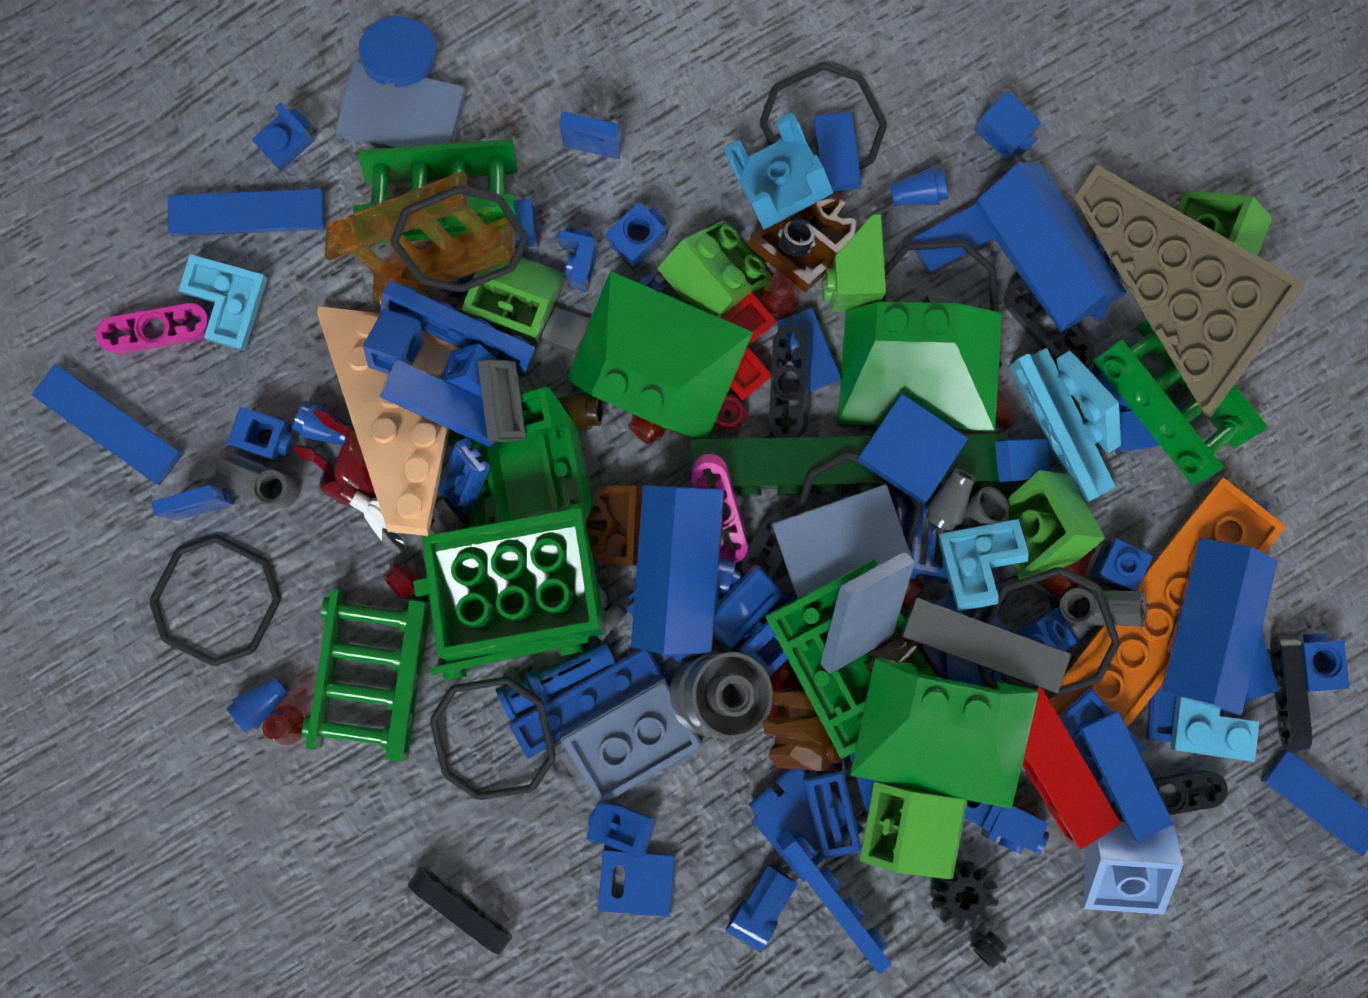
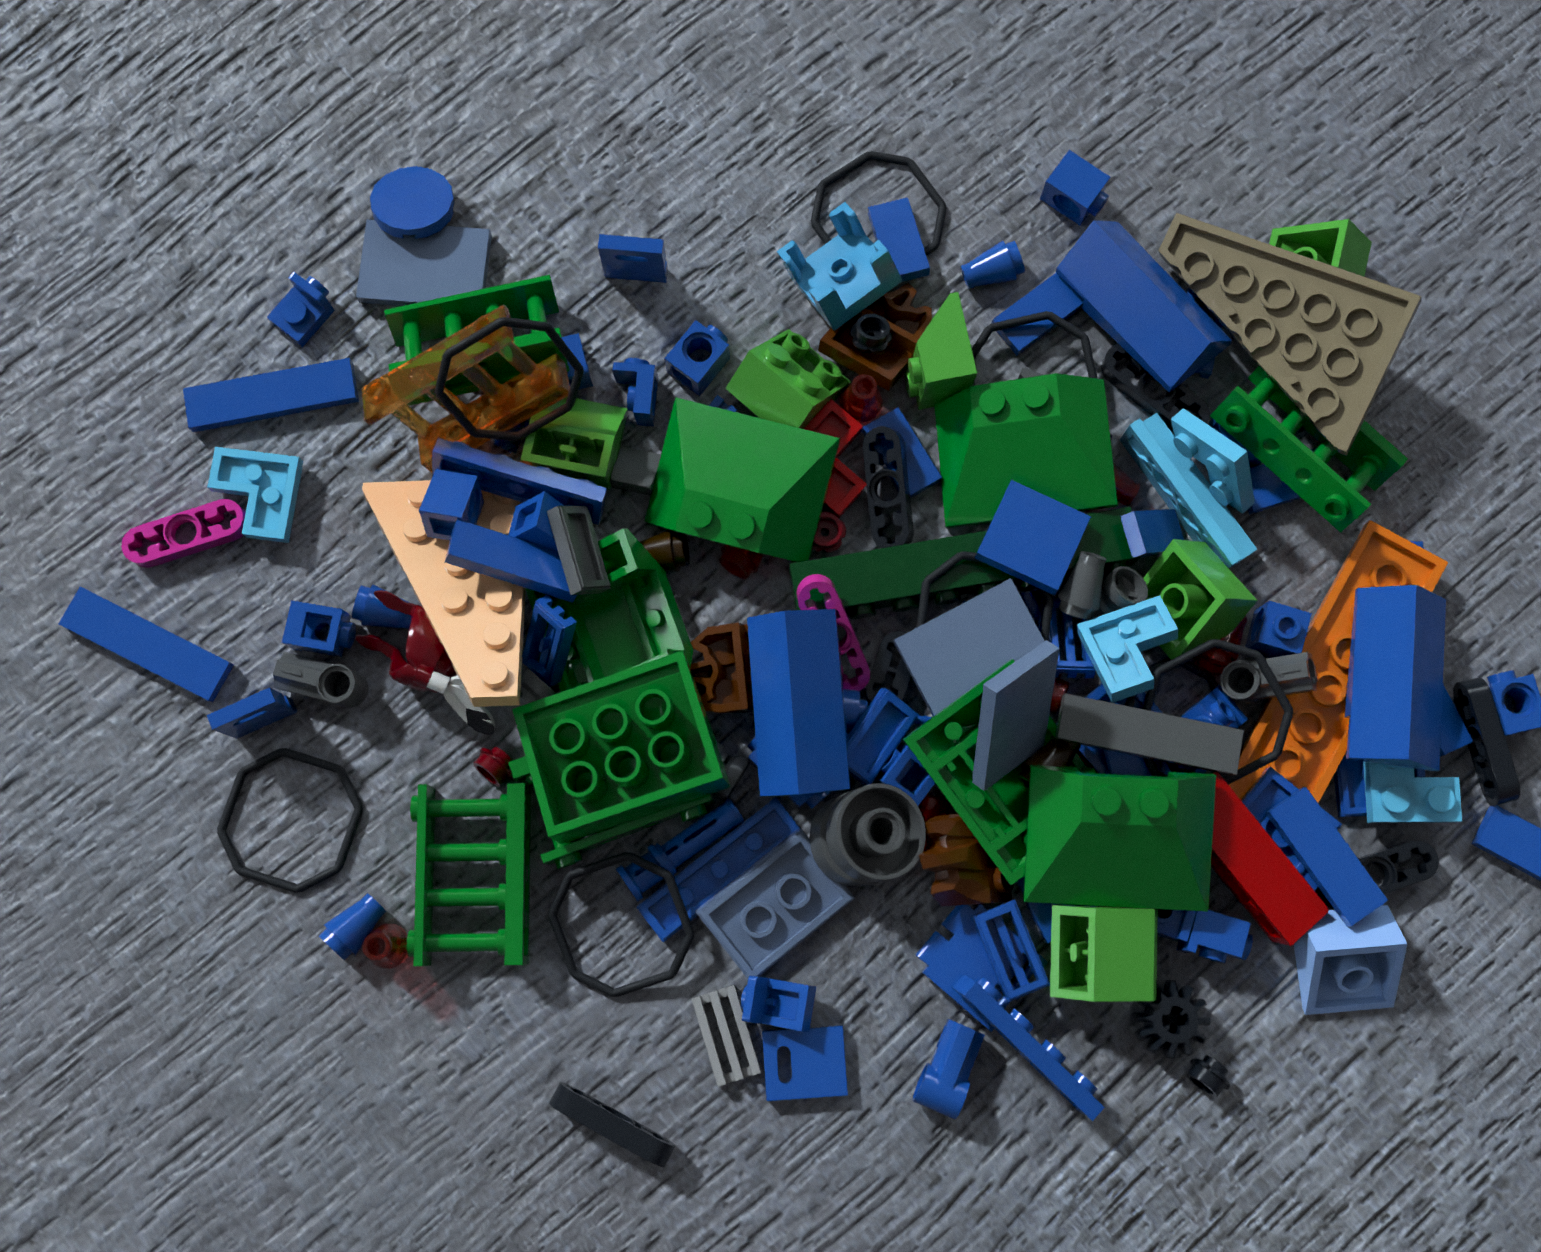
camera: 10 degrees left, 5 degrees down
(575, 882) = (737, 1072): none -> light grey tile

